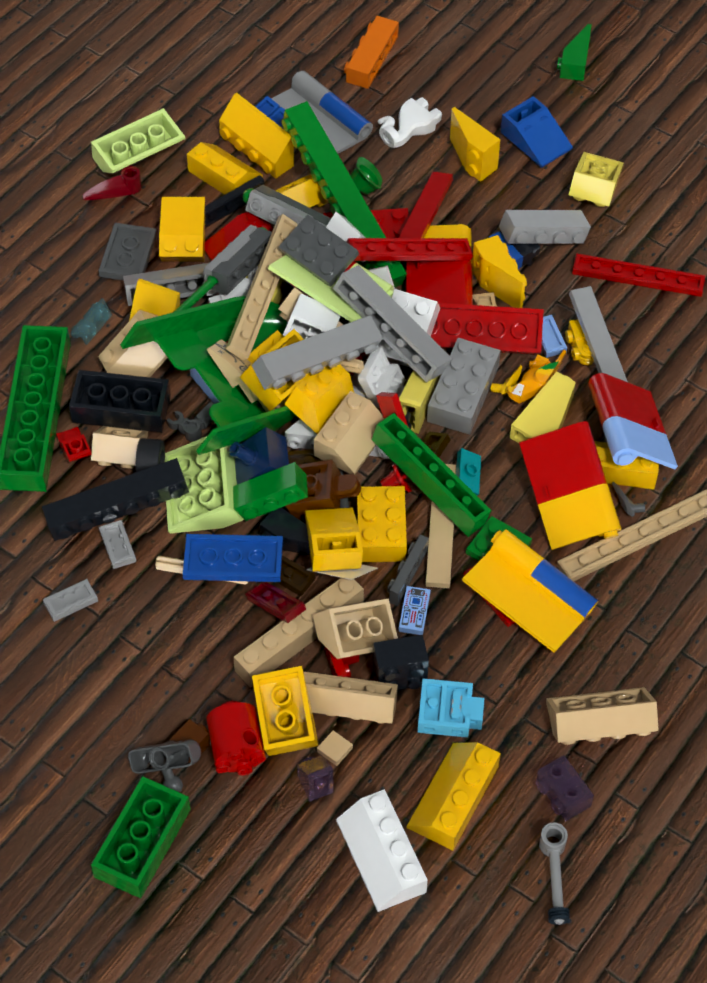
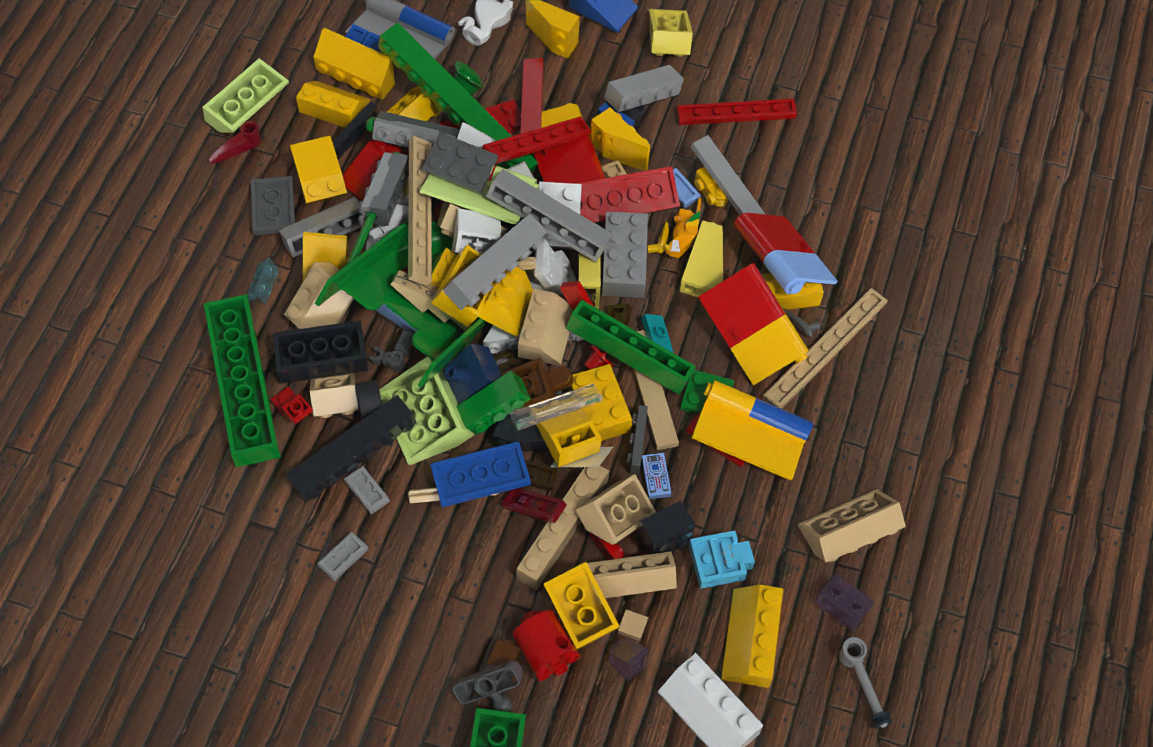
camera: 20 degrees left, 5 degrees up
(330, 511) = (556, 406): none -> clear tile

